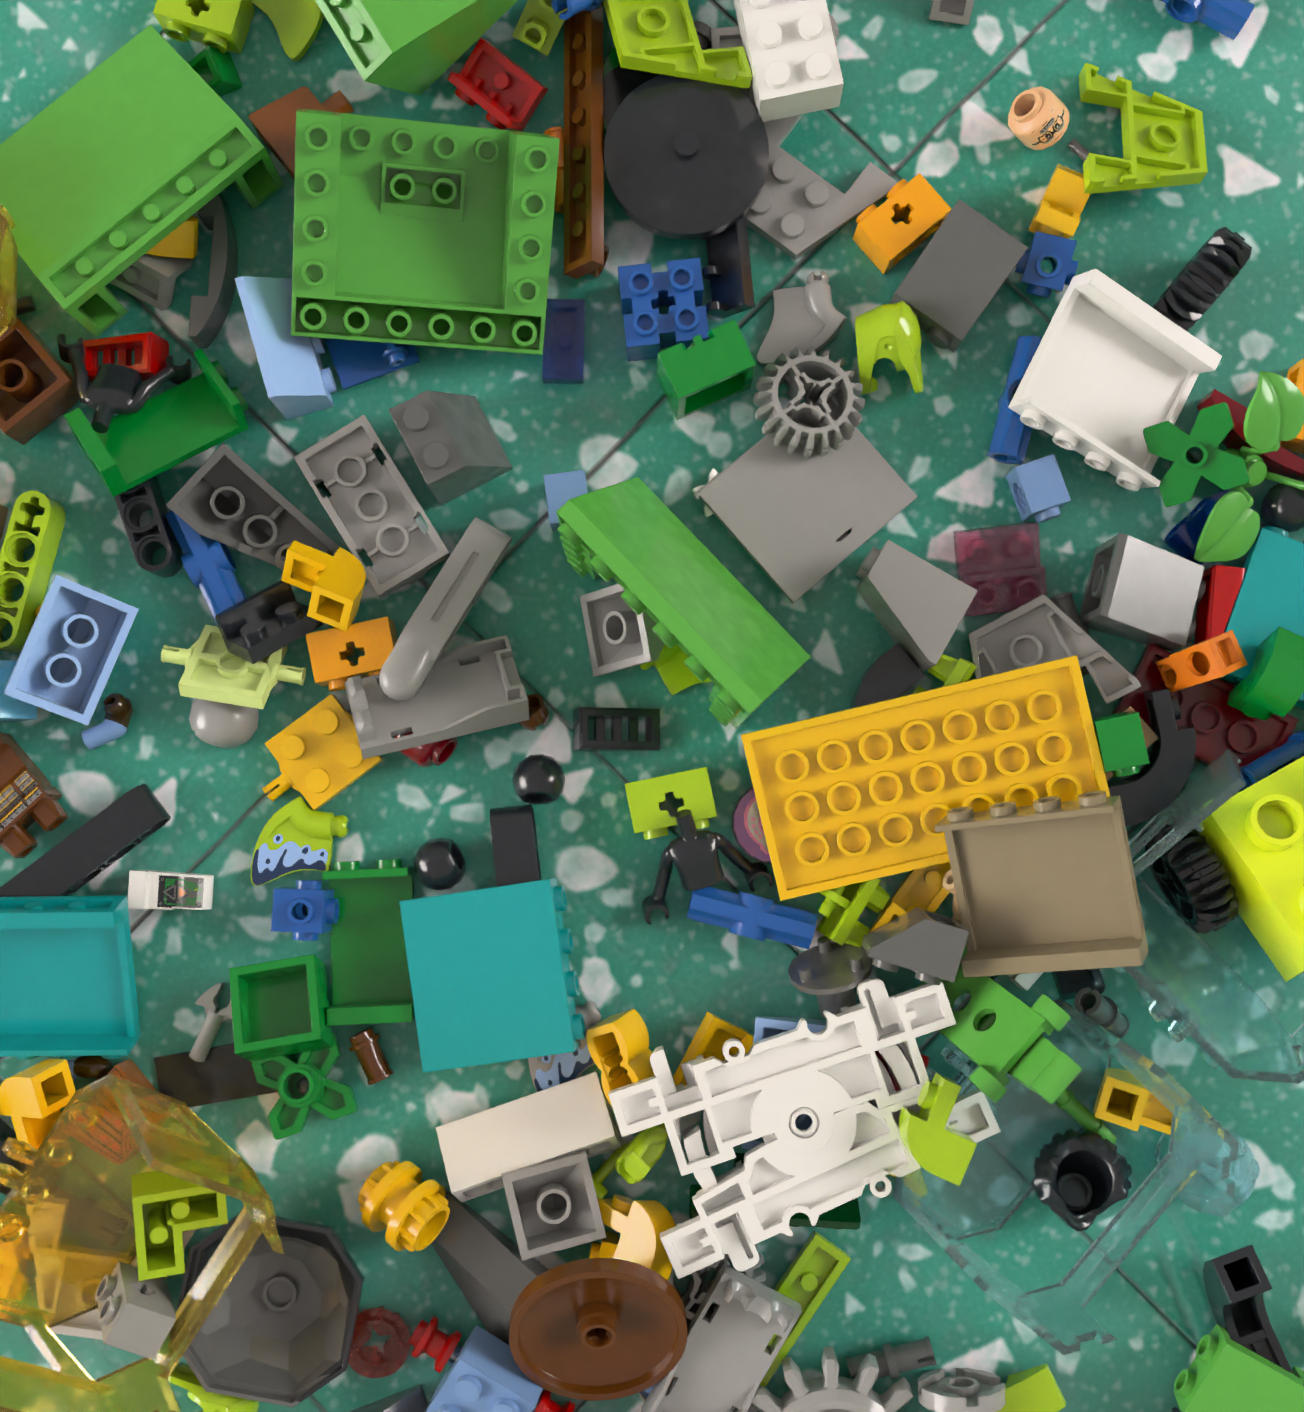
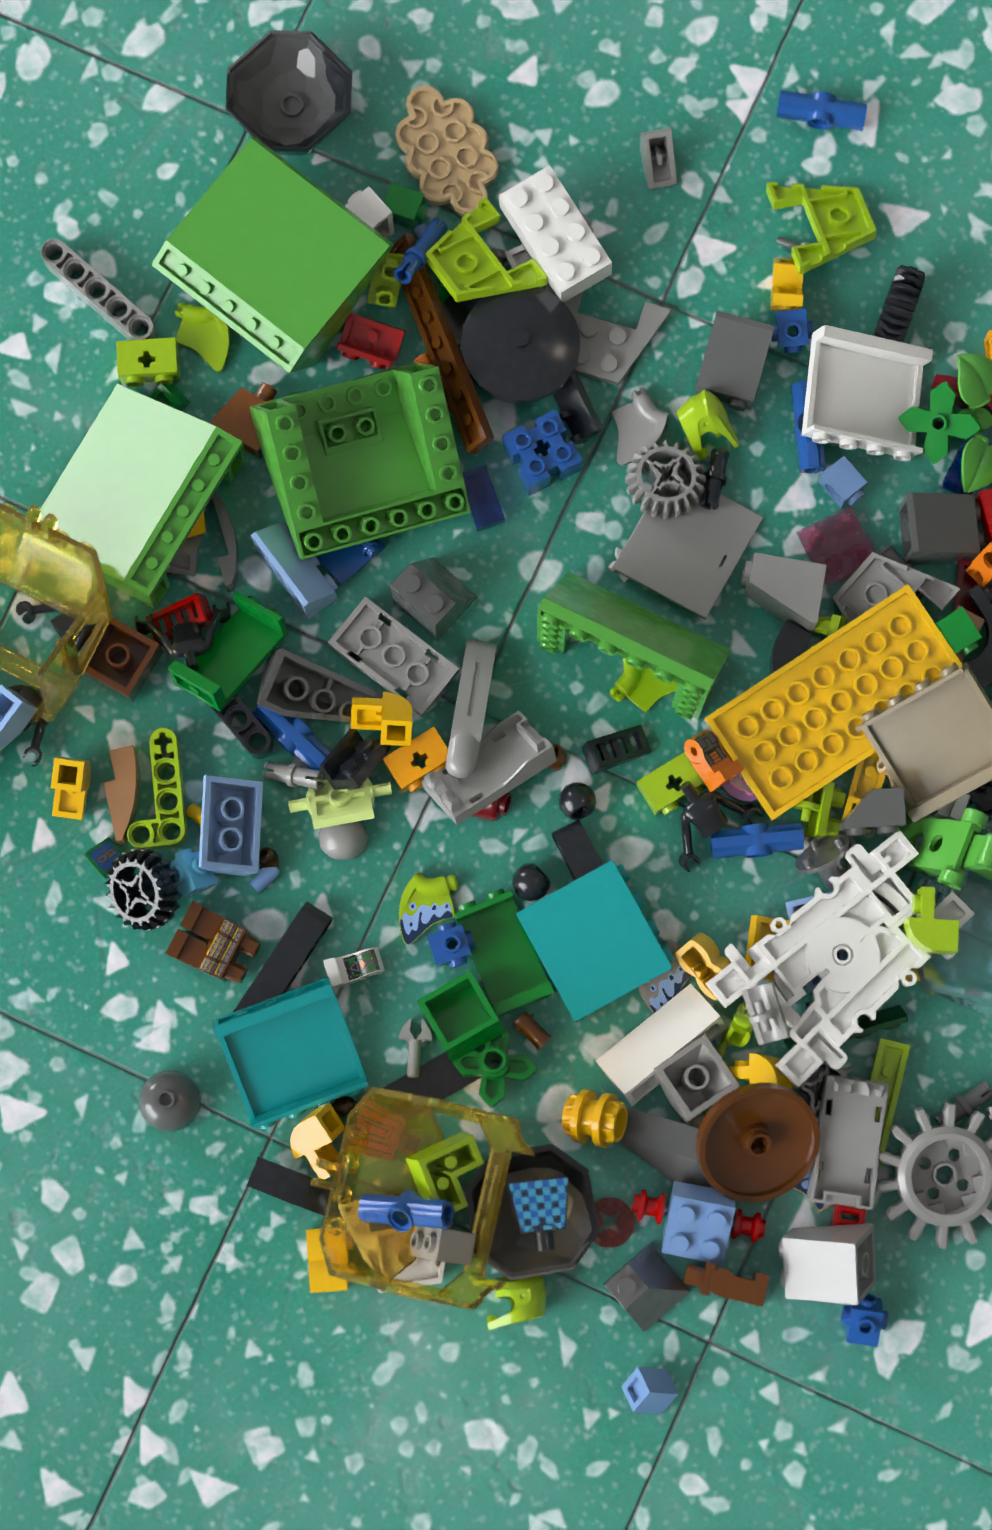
camera: 15 degrees left, 5 degrees down
(95, 1256) = (406, 1211): none -> blue piece
(185, 613) = (293, 775): none -> light grey pin
(274, 1315) = (541, 1208): none -> torso
(318, 754) = (420, 838): yellow plate -> none
(561, 488) = (523, 604): medium blue panel -> none
(616, 633) = (595, 678): light grey slope -> none
(669, 1171) = (765, 1013): none -> light grey hips
(705, 370) = (587, 483): green piece -> none
(729, 792) = (711, 760): none -> orange leg
(873, 424) = (715, 479): none -> black pin
(890, 242) = (679, 352): light orange brick -> none
(1038, 118) = (749, 233): light nougat head -> none

